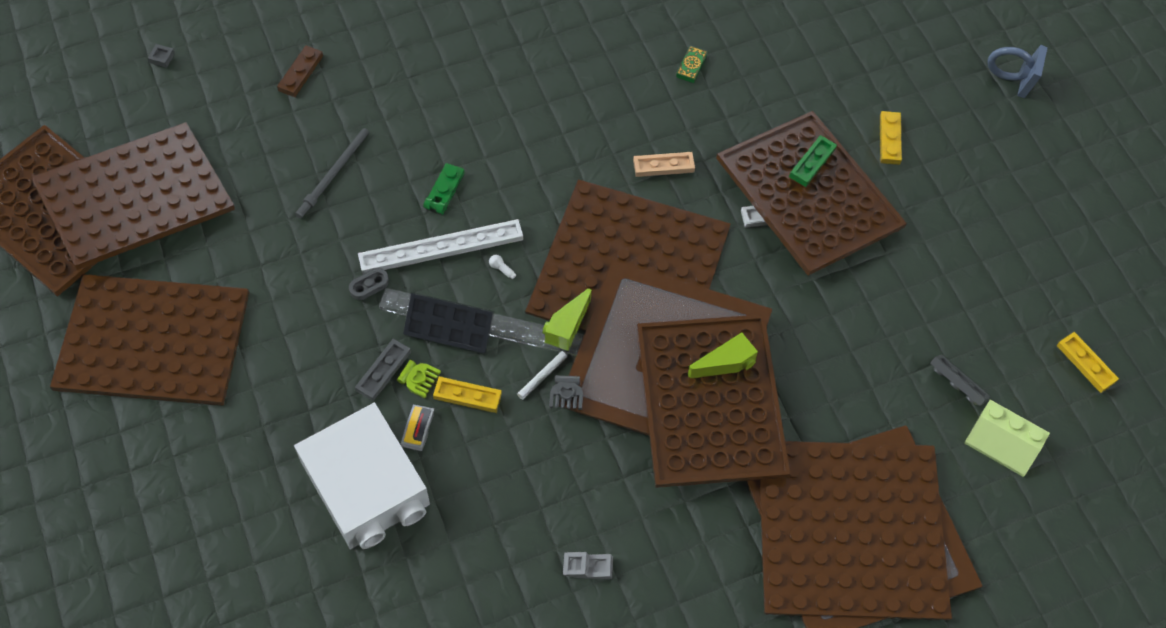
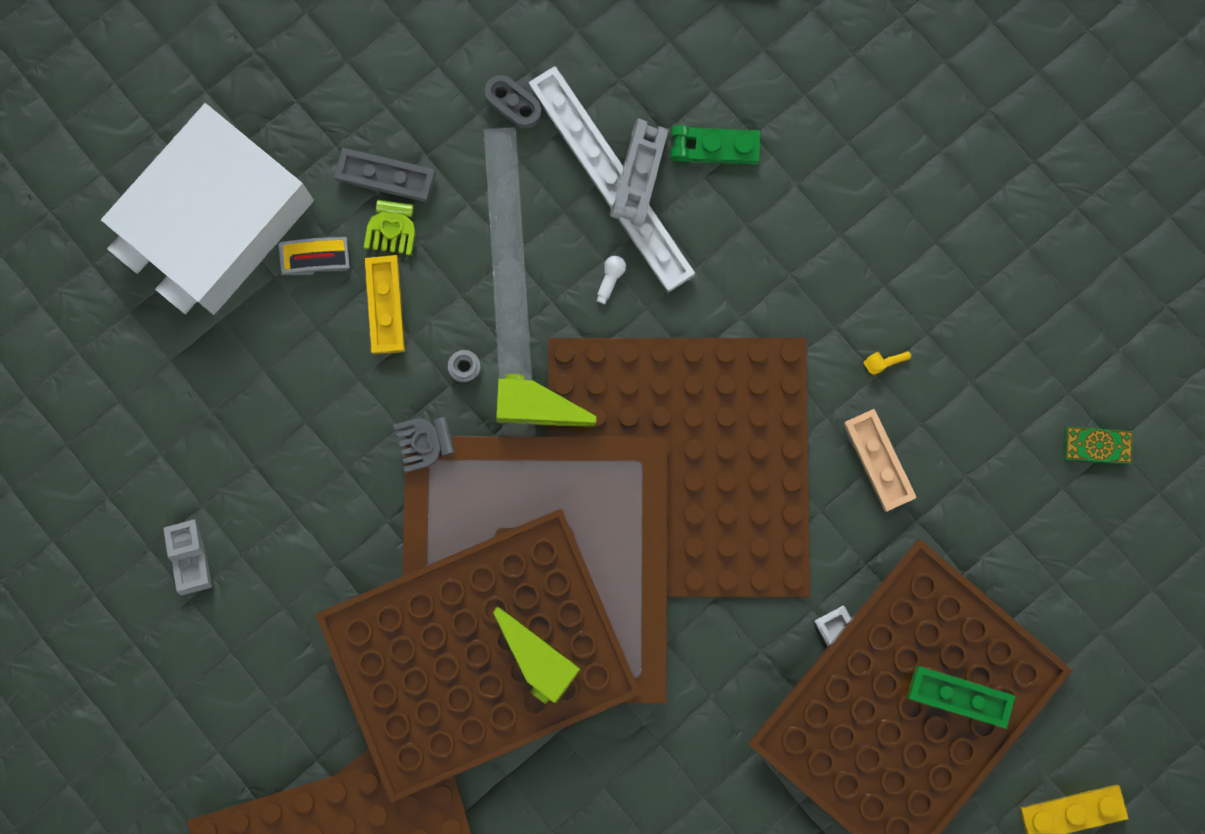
camera: 80 degrees right, 20 degrees up
(446, 226) = (639, 172): none -> light grey plate
(448, 322) = (482, 236): black plate -> none
(524, 356) = (459, 357): none -> light grey plate
(526, 390) = (452, 397): white bar -> none
(606, 150) = (876, 363): none -> yellow hand

